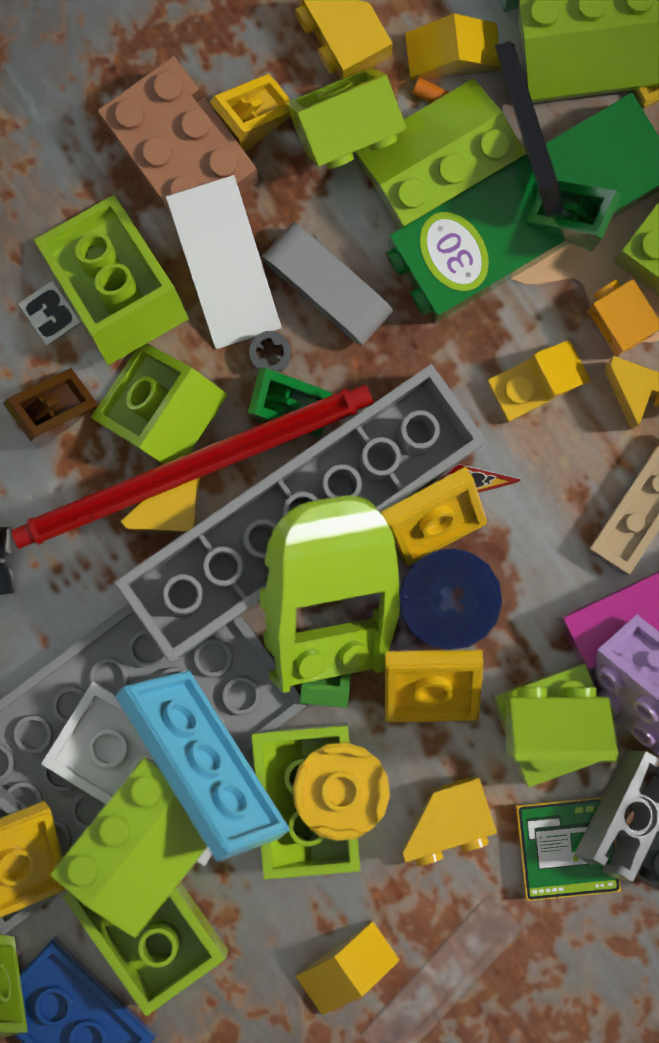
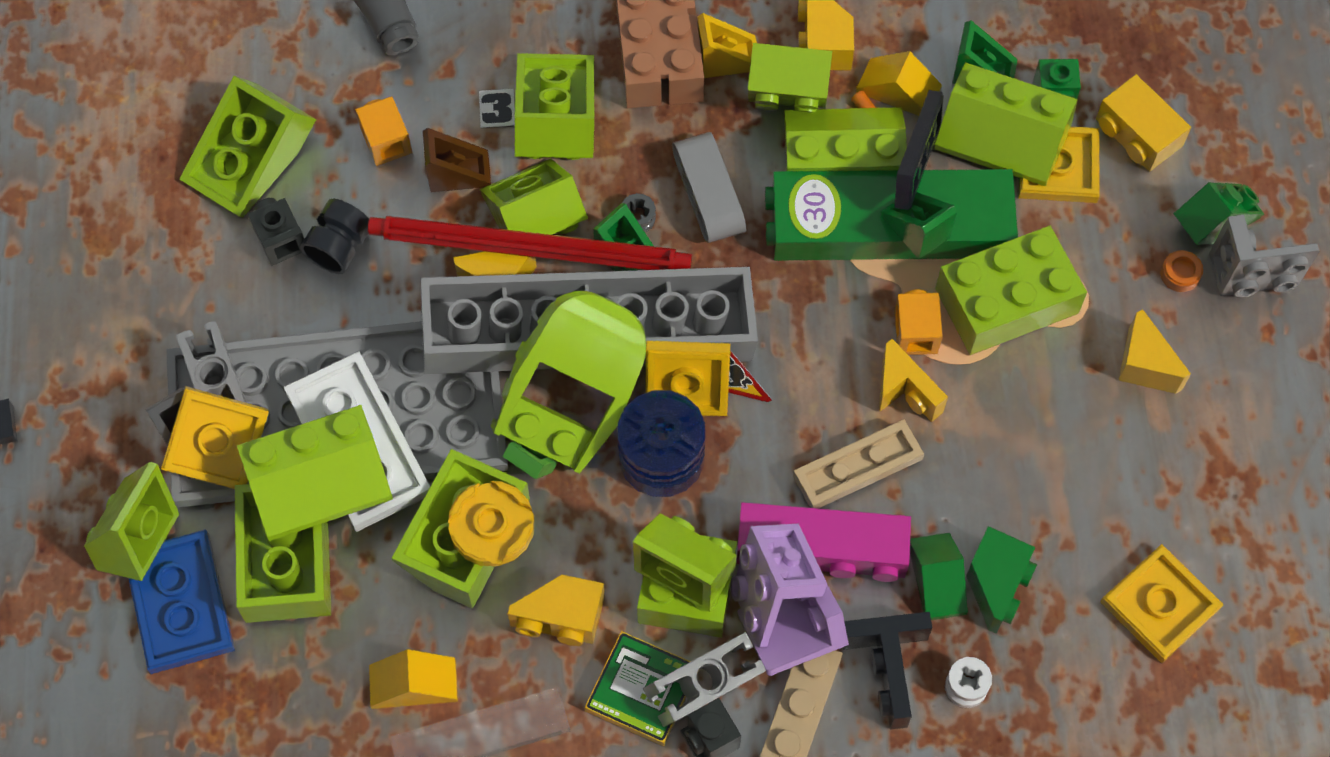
camera: 30 degrees right, 20 degrees down
(202, 764) = (400, 440): medium azure tile -> none
(224, 261) = (642, 129): white sticker -> none
(433, 685) = (610, 497): yellow tile -> none
(538, 380) = (828, 337): yellow slope -> none

